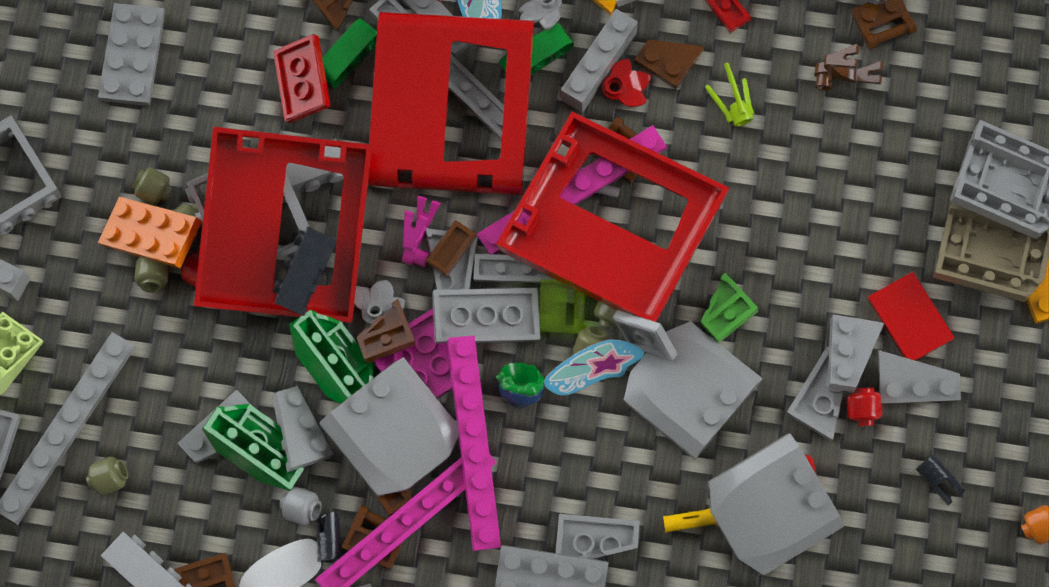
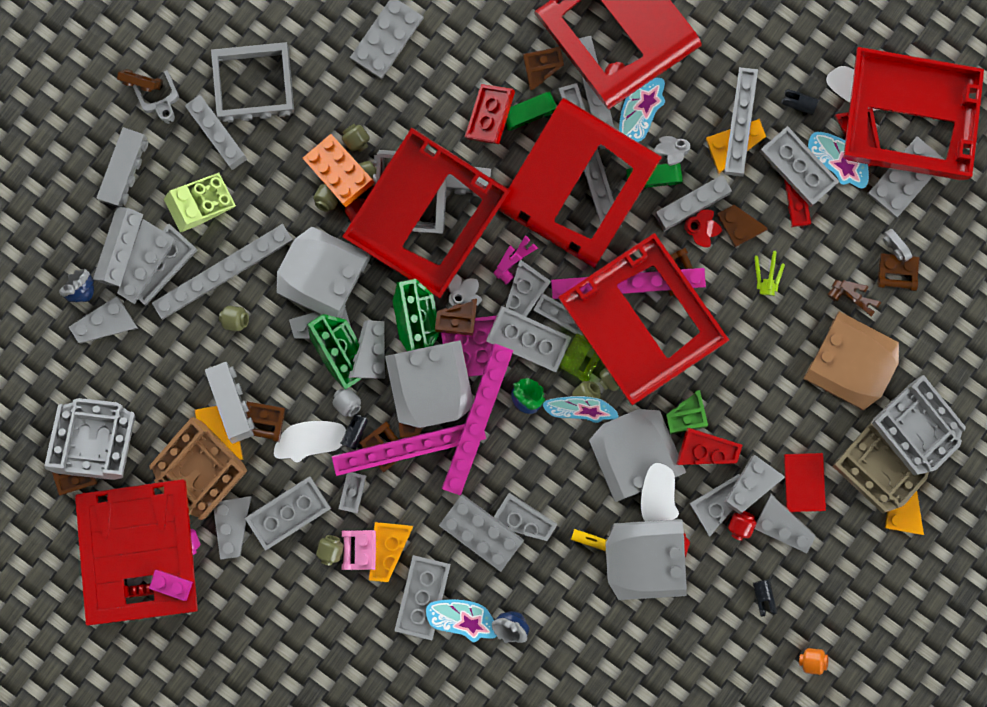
camera: 25 degrees right, 10 degrees up
(188, 365) = (320, 272): none -> light grey wedge
(303, 270) = (424, 251): black wedge -> none
(451, 248) = (529, 282): reddish brown tile -> none
(645, 334) = (623, 407): light grey tile -> none
(743, 418) = (658, 494): none -> white sticker
(772, 336) = (707, 449): none -> red wing
(890, 149) = (854, 362): none -> medium nougat wedge

